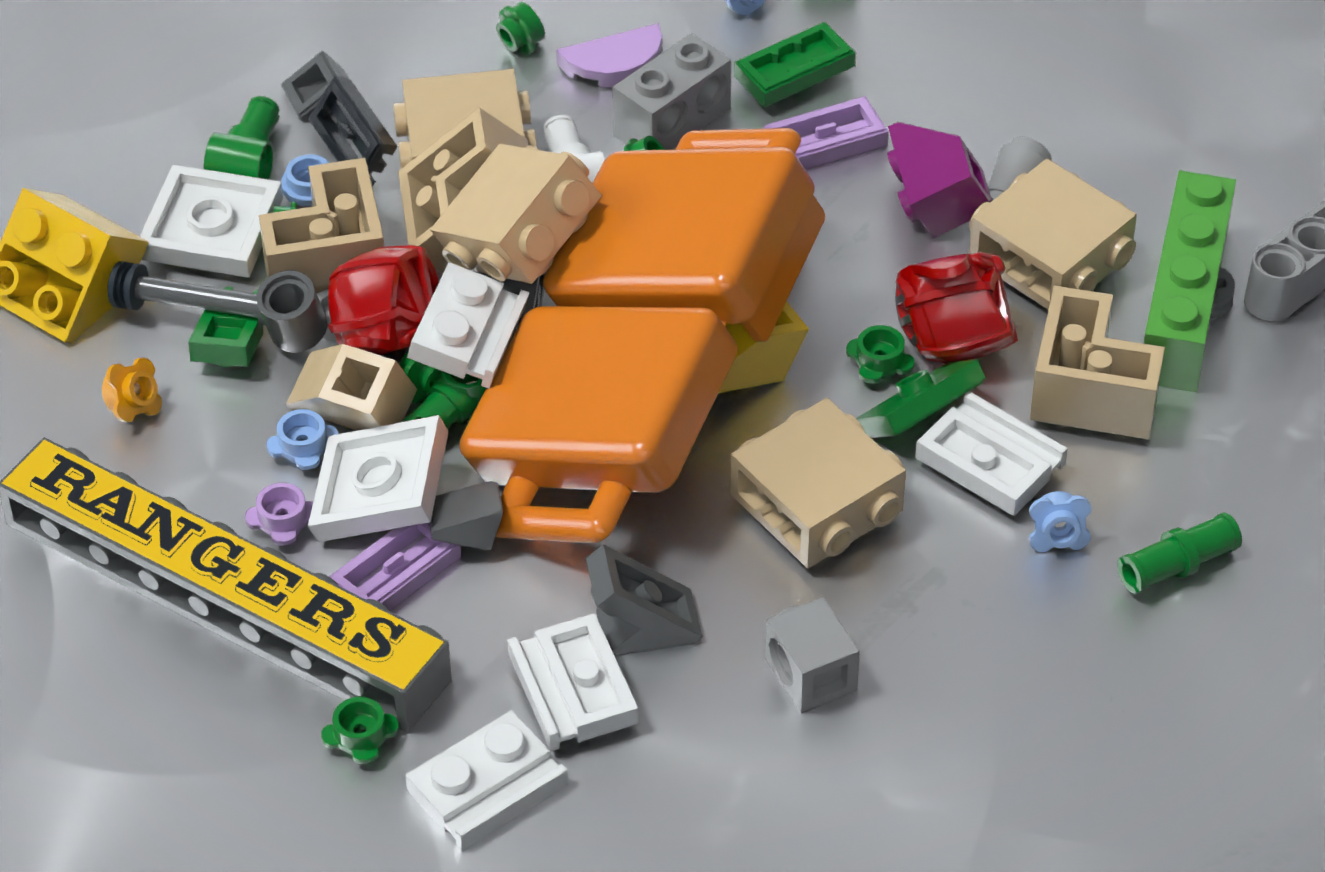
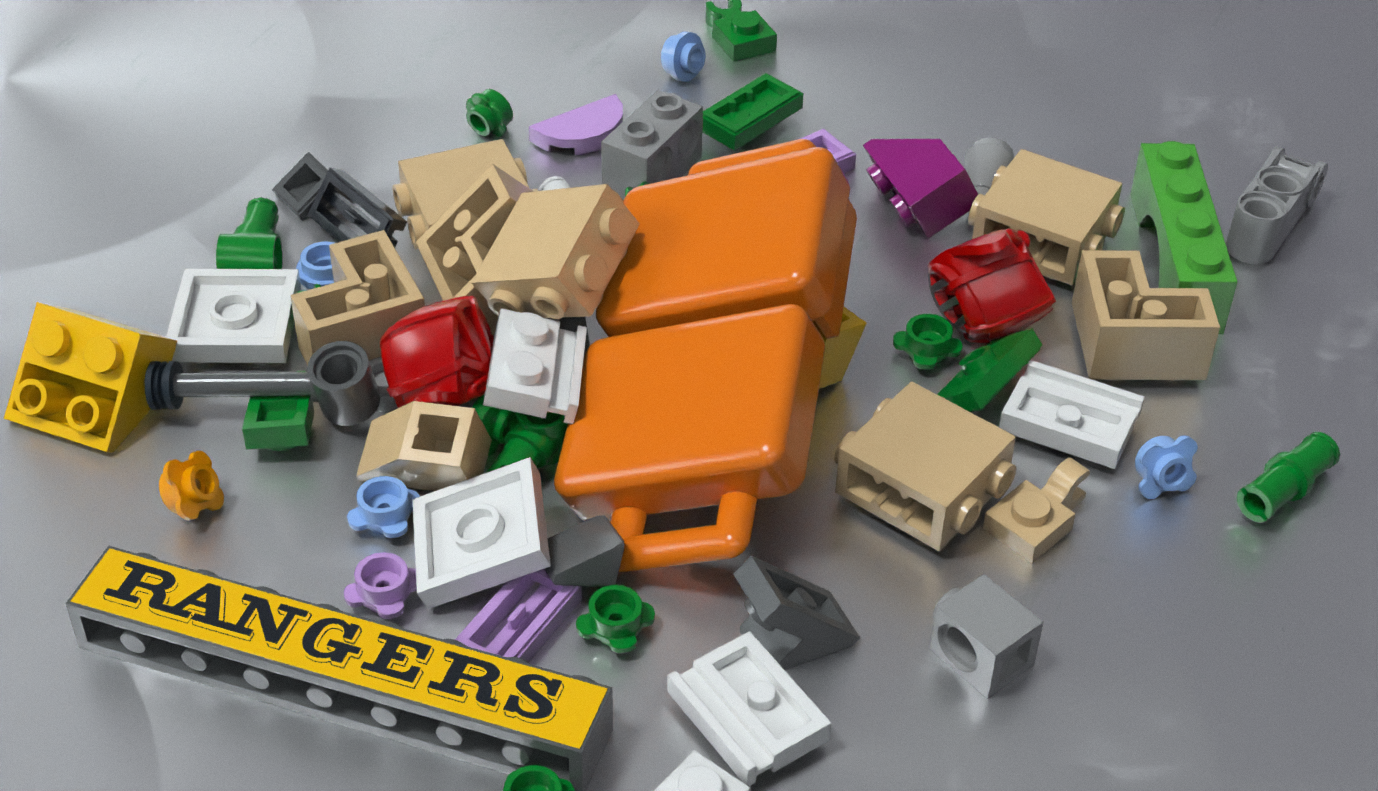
camera: 15 degrees left, 5 degrees down
(484, 567) = (615, 617): none -> green plate
(915, 552) = (1036, 518): none -> tan plate

